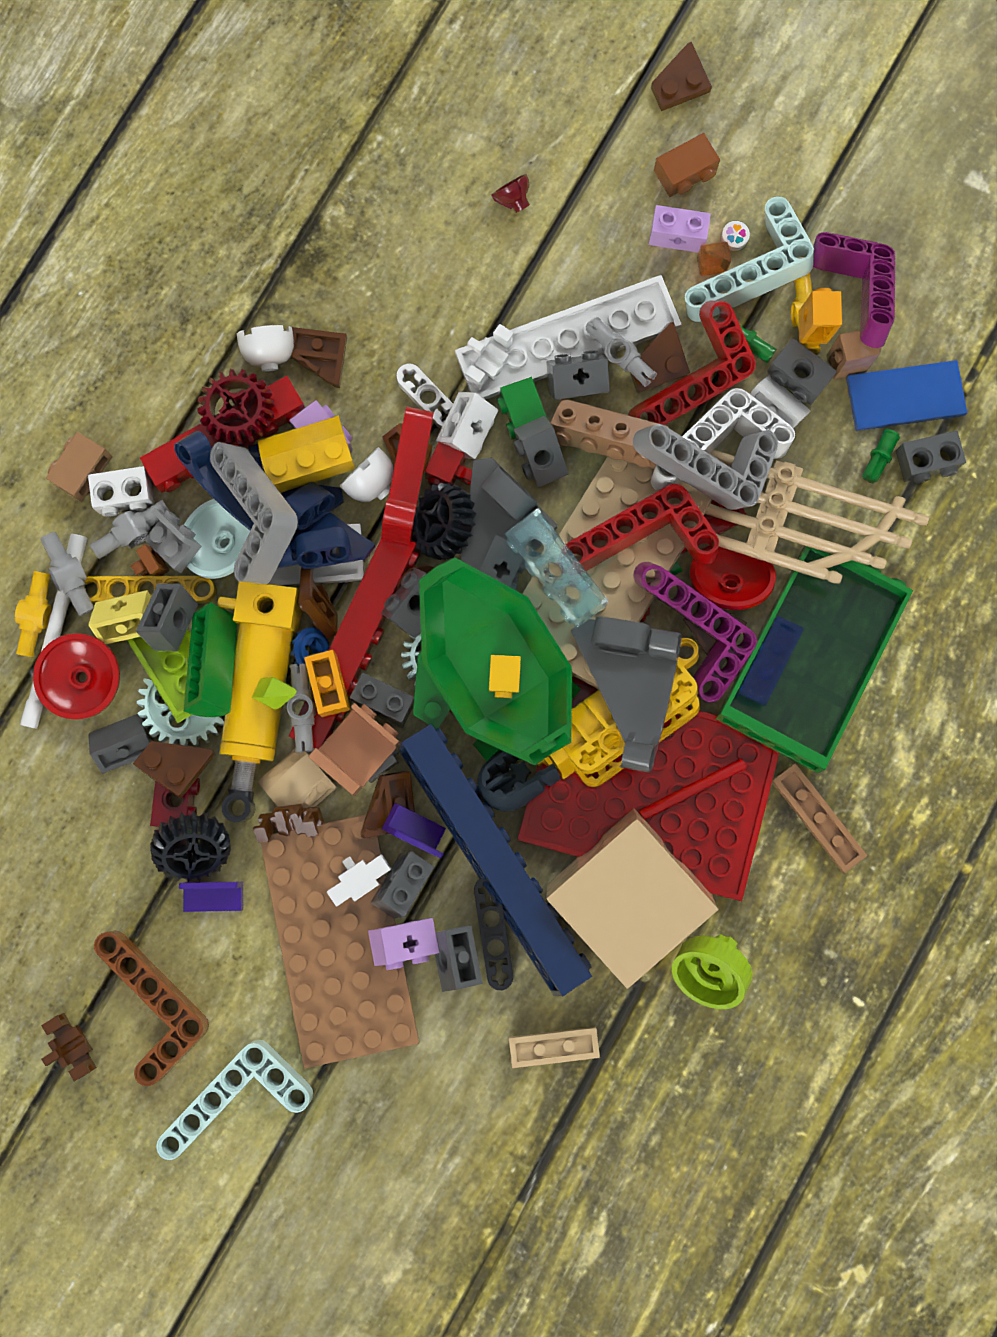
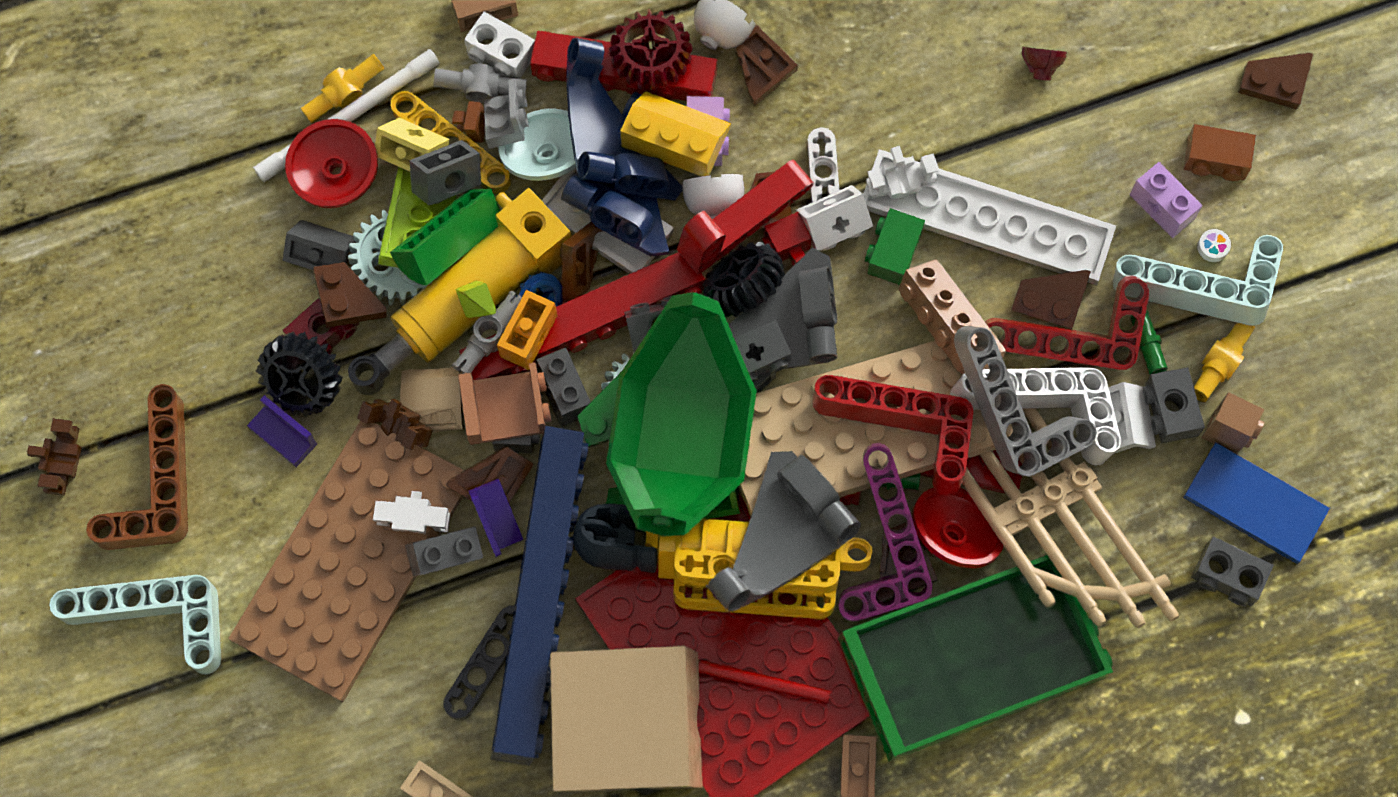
camera: 40 degrees right, 10 degrees down
(67, 573) = (397, 76): light grey pin -> none
(272, 515) = (598, 145): light grey beam -> none
(388, 943) = (420, 604): lavender brick -> none
(457, 959) = (435, 652): dark grey brick -> none
(504, 675) = (680, 441): yellow brick -> none
(550, 462) = (880, 270): dark grey brick -> none
(555, 551) = (811, 400): clear light blue brick -> none
(591, 381) = (974, 266): dark grey brick -> none
(630, 361) = (1025, 271): light grey pin -> none
(713, 258) = (1176, 247): clear orange slope -> none
(771, 661) = (927, 624): clear blue plate -> none
(820, 316) = (1223, 363): light orange brick -> none
(876, 267) = (1316, 361): magenta beam -> none
(881, 455) = (1186, 535): green axle -> none

